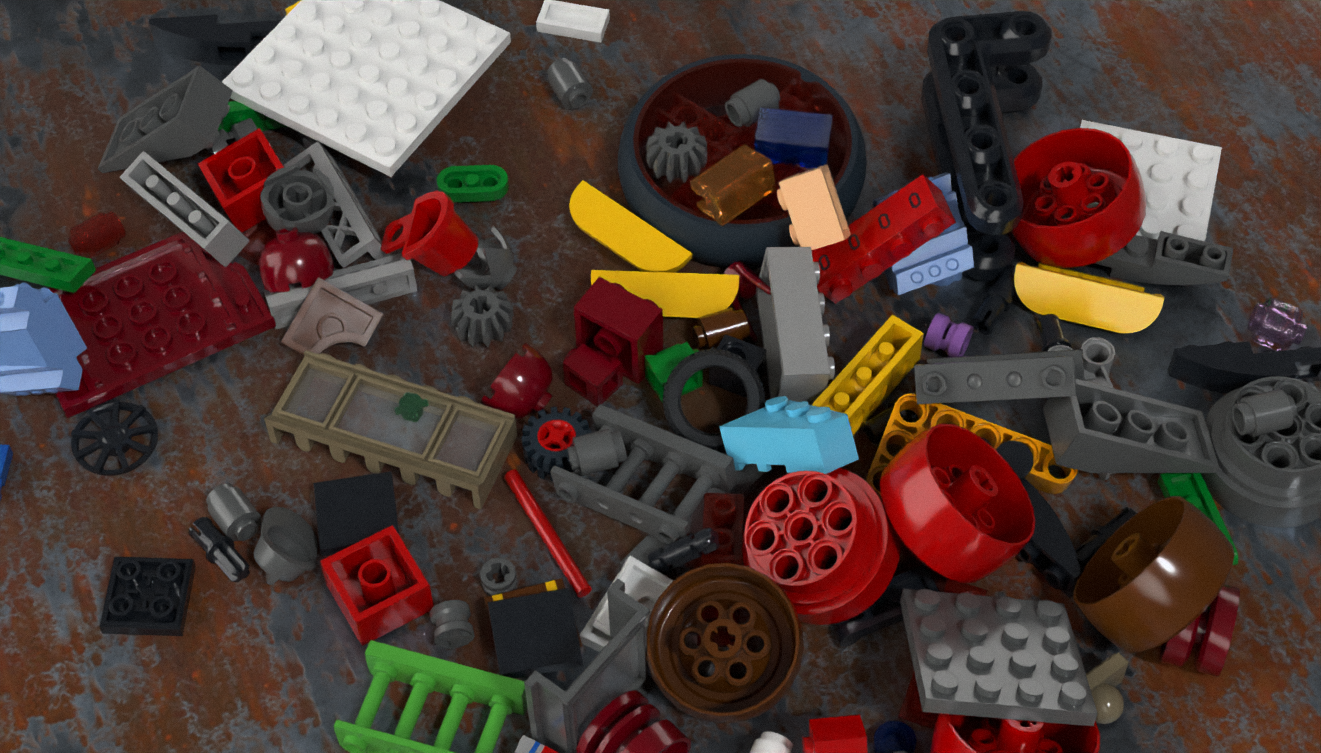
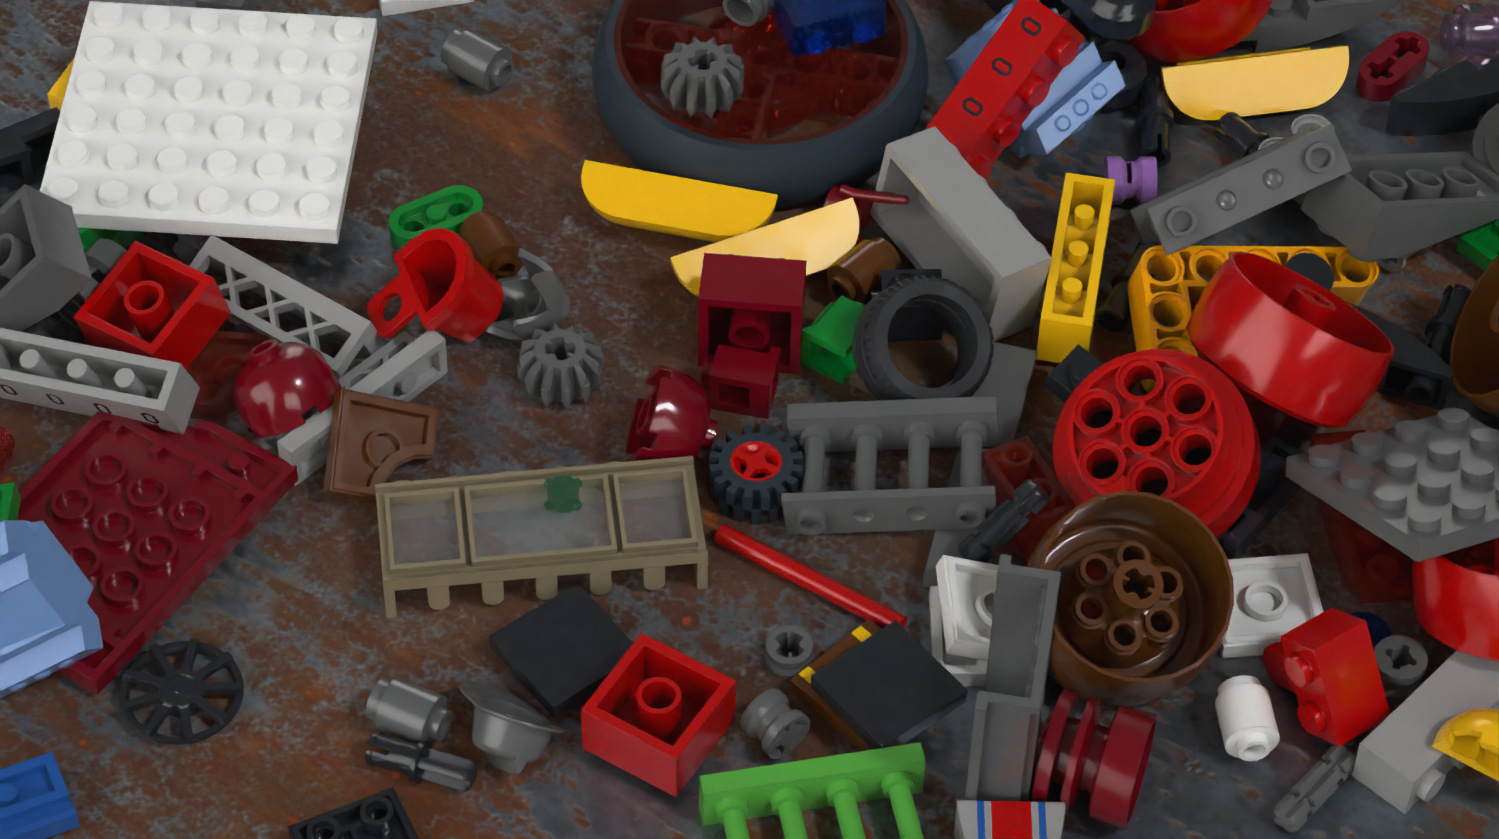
camera: 30 degrees left, 5 degrees down
(298, 199) = (248, 308): dark grey cylinder -> none
(490, 210) = (492, 243): none -> reddish brown brick
(597, 451) = (828, 454): dark grey brick -> none
(734, 184) = (797, 88): clear orange hinge -> none
(792, 436) = (1059, 339): medium azure wedge -> none
(813, 208) = (913, 80): light nougat brick -> none
(841, 683) = (1269, 601): none -> white tile
(1199, 321) = (1385, 60): none -> dark red beam

